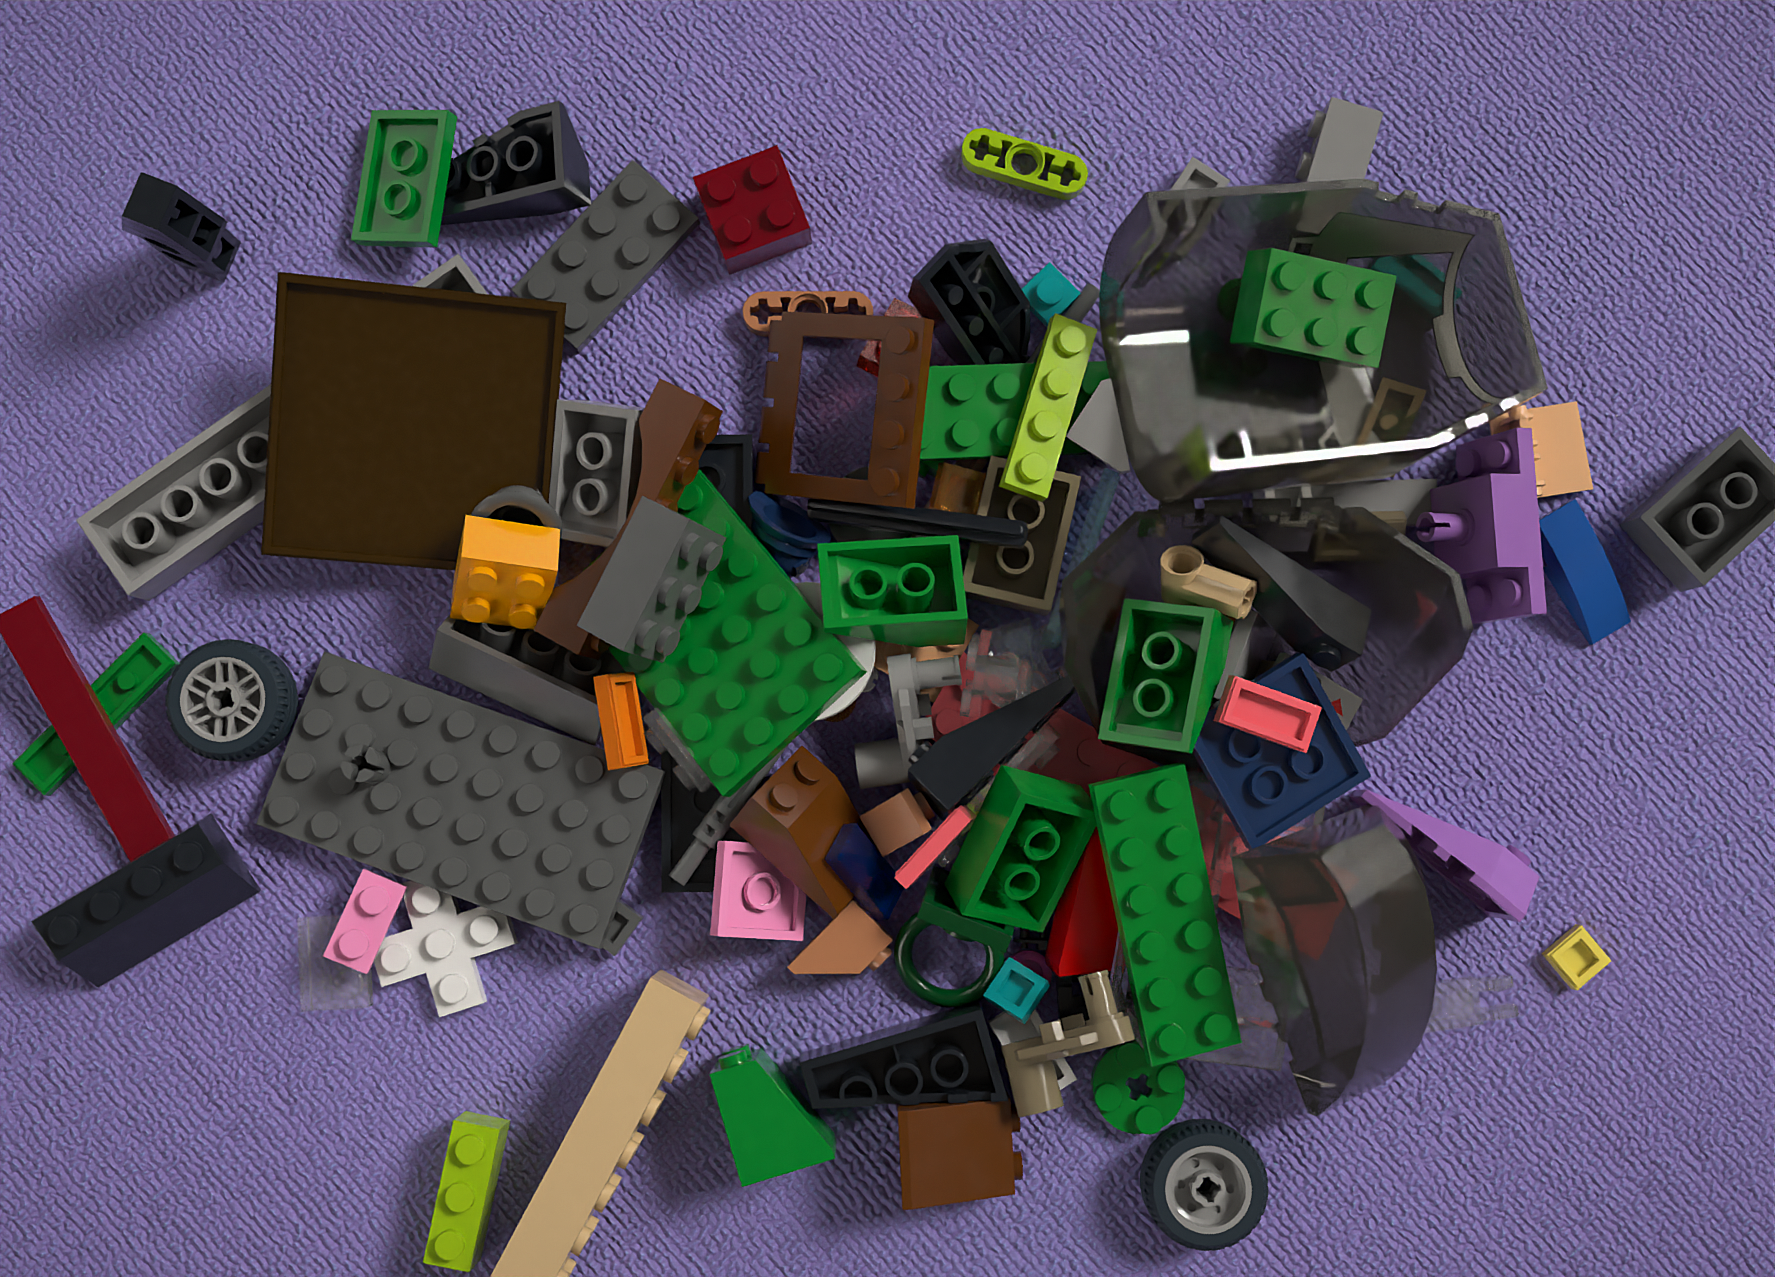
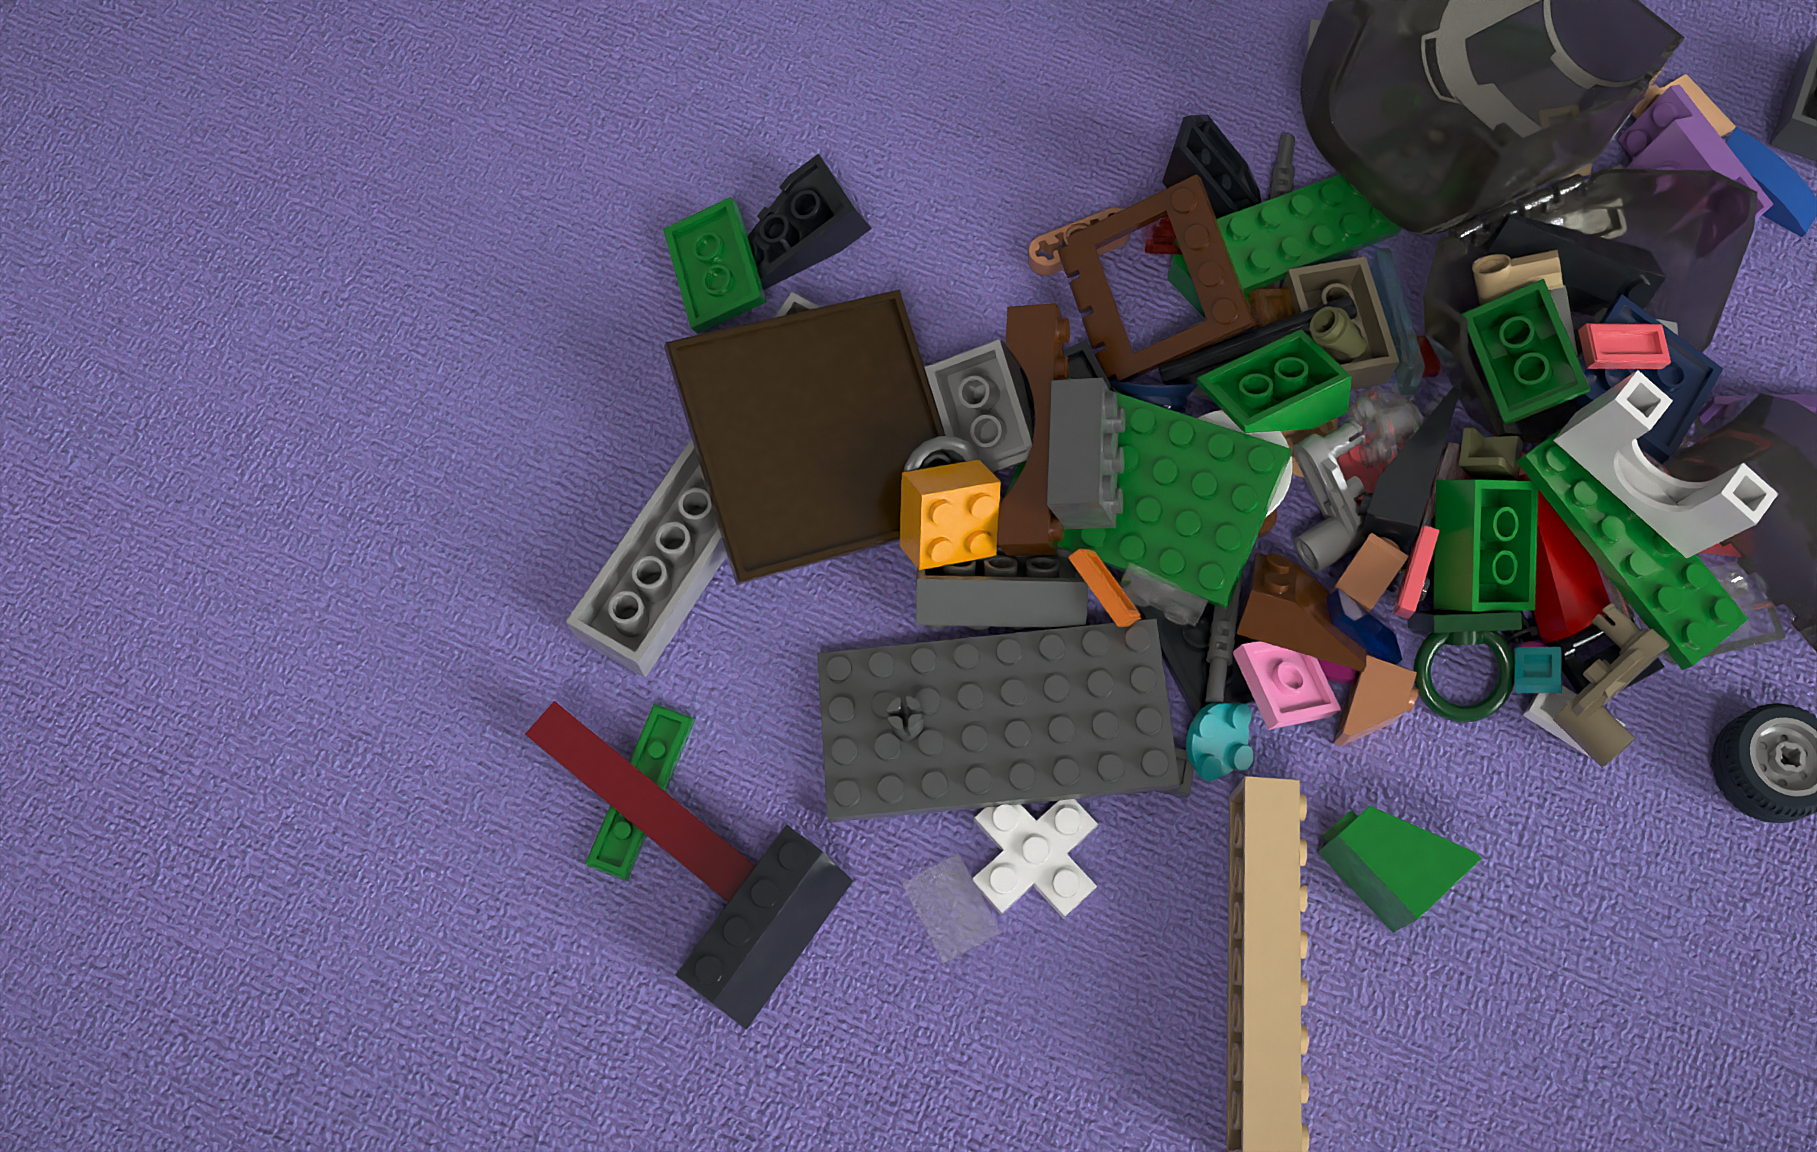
camera: 20 degrees left, 15 degrees down
(180, 227) = (559, 351): black brick -> none
(202, 707) = (739, 704): wheel -> none
(365, 921) = (964, 856): bright pink plate -> none
(466, 1191) = (1168, 1055): lime brick -> none
(609, 252) = (904, 250): dark grey plate -> none
(668, 918) = (1219, 740): none -> teal piece
(753, 209) = (1001, 181): dark red brick -> none
(908, 1064) = (1491, 764): black wedge -> none
(957, 1152) = (1559, 824): reddish brown slope -> none
(987, 557) = (1336, 331): none -> olive cone
(1015, 146) = (1197, 64): lime beam -> none
(1048, 408) = (1314, 218): lime plate -> none
(1049, 293) = (1259, 154): teal plate -> none
(1078, 756) = (1490, 456): none -> olive panel
(1100, 429) = (1365, 216): light grey slope -> none
(1146, 1112) = (1693, 699): green plate -> none
(1177, 817) = (1682, 512): none -> white arch
(1312, 308) = (1468, 71): green brick -> none

